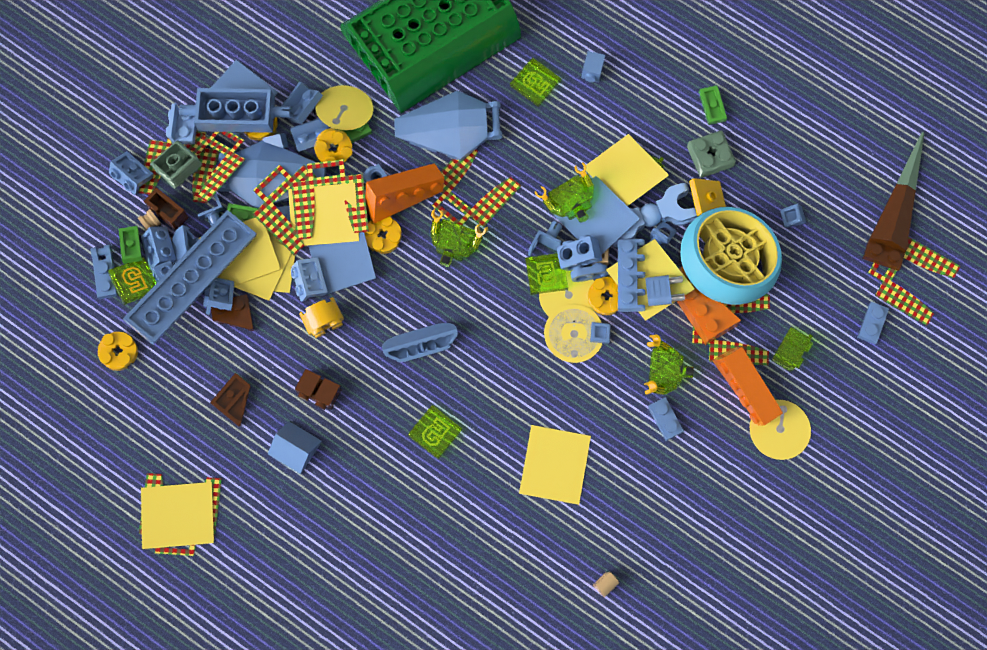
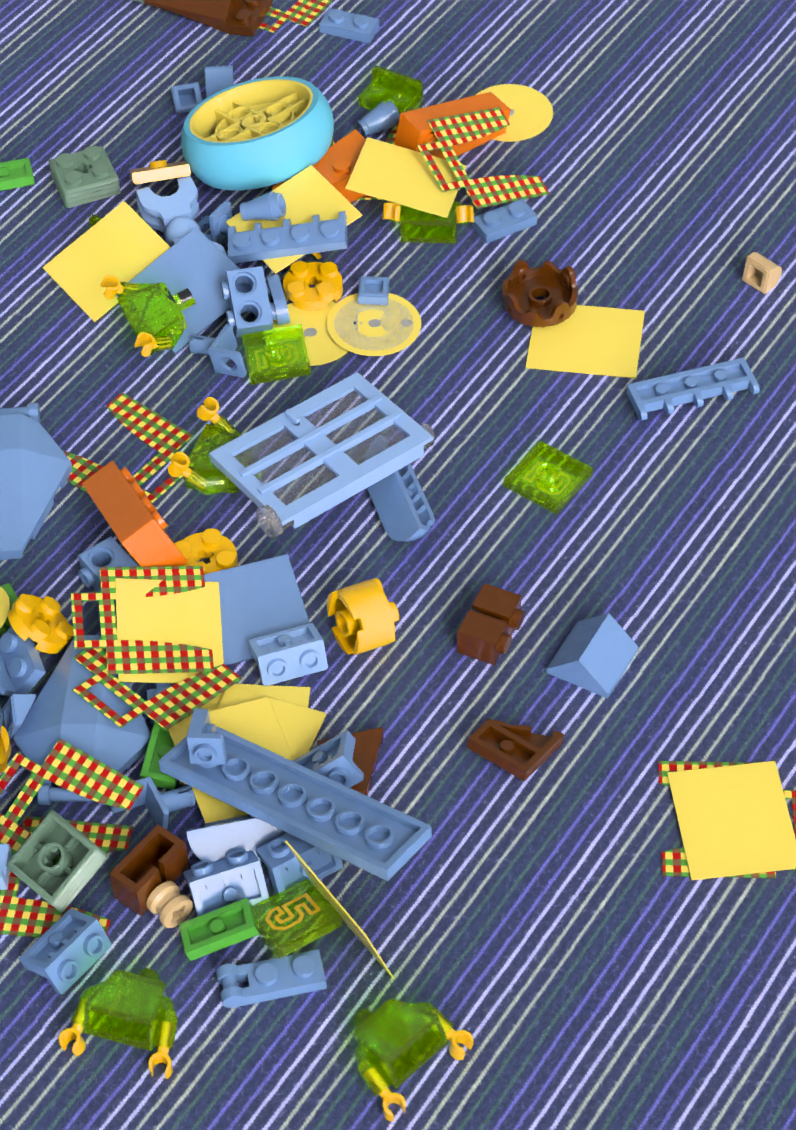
camera: 90 degrees left, 25 degrees down
(52, 330) = (398, 1042): none -> clear neon green torso
(85, 203) = (127, 1011): none -> clear neon green torso
(116, 299) = (344, 914): none -> light yellow piece
(124, 358) = (432, 920): yellow plate -> none
(230, 227) = (203, 742): none -> medium blue bracket
(444, 295) = (321, 453): none -> light blue door
(502, 525) = (691, 387): none -> medium blue hinge
(590, 422) = (546, 281): none -> reddish brown plate
(654, 260) = (266, 207): none -> medium blue cone
(659, 290) = (315, 196): medium blue piece -> none
(689, 351) = (402, 177): none -> light yellow piece
(732, 387) = (485, 190): none -> piece
(766, 340) = (379, 119): none -> medium blue cone
(803, 235) = (218, 78): none -> medium blue slope

